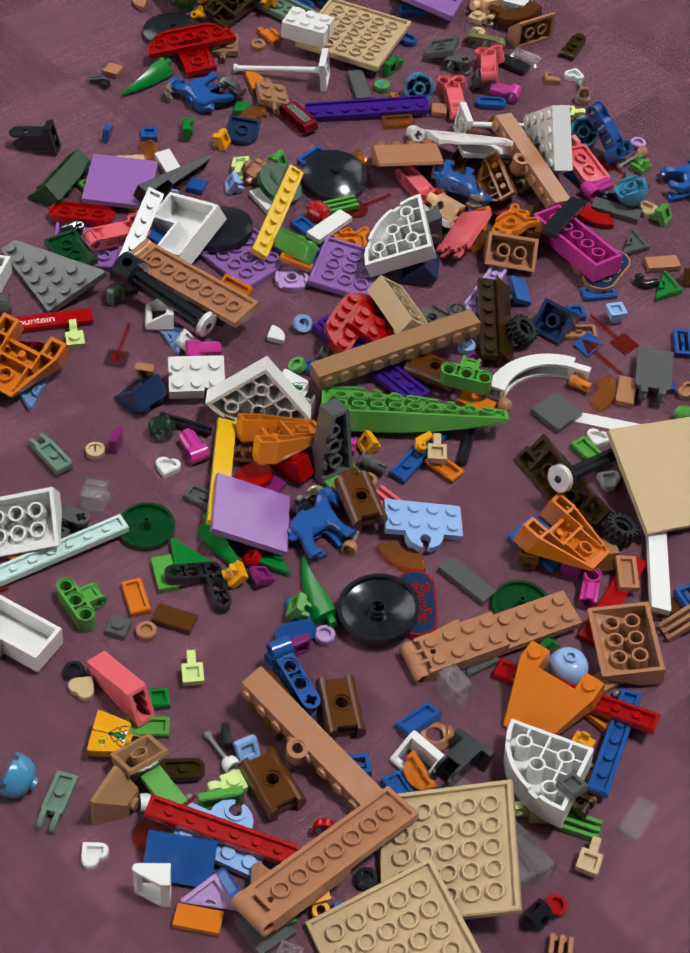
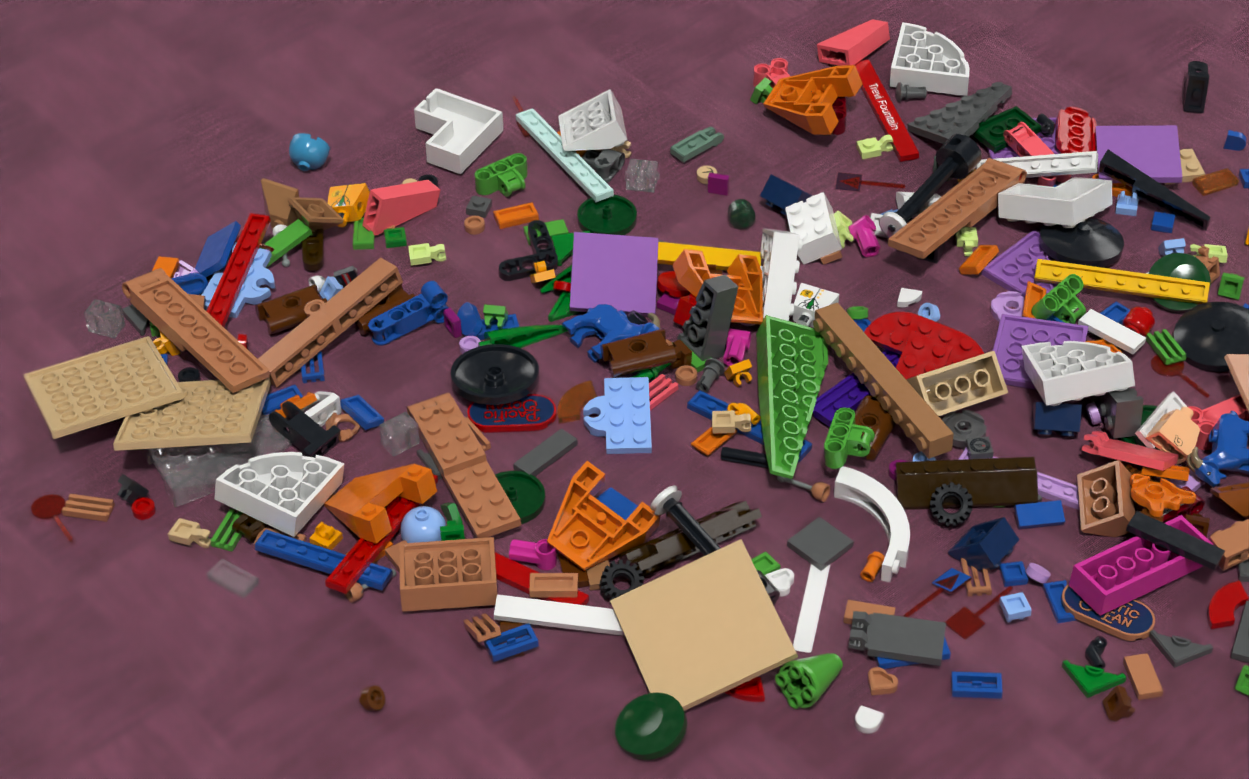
camera: 95 degrees right, 5 degrees down
(32, 394) = (785, 127): medium blue tile -> none
(57, 799) = (304, 183): sand green hinge -> none
(61, 179) = (1129, 110): dark green wedge -> none
(93, 854) = (234, 210): white tile -> none
(145, 369) = (811, 184): nougat tile -> none
(160, 877) = (189, 235): white tile -> none
(166, 160) = (1196, 191): white tile -> none
(167, 467) = (690, 226): white tile -> none
(174, 618) = (489, 241): reddish brown tile -> none
(192, 425) = (754, 232): black axle -> none
(194, 448) = (718, 237): dark pink piece -> none
(210, 798) = (278, 275): bright green tile -> none
(229, 780) = (294, 283): yellowish green plate -> none
(261, 575) = (543, 295): magenta tile -> none
(337, 694) = (377, 353): reddish brown piece -> none
(350, 547) = (586, 360): nougat hinge -> none
(474, 399) = (819, 471): orange tile -> none
(572, 786) = (244, 487): dark grey tile -> none
(575, 641) = (452, 531): none -> green tile
(578, 298) = (1037, 573): none -> lavender tile
(605, 393) = (852, 589): clear orange tile -> none

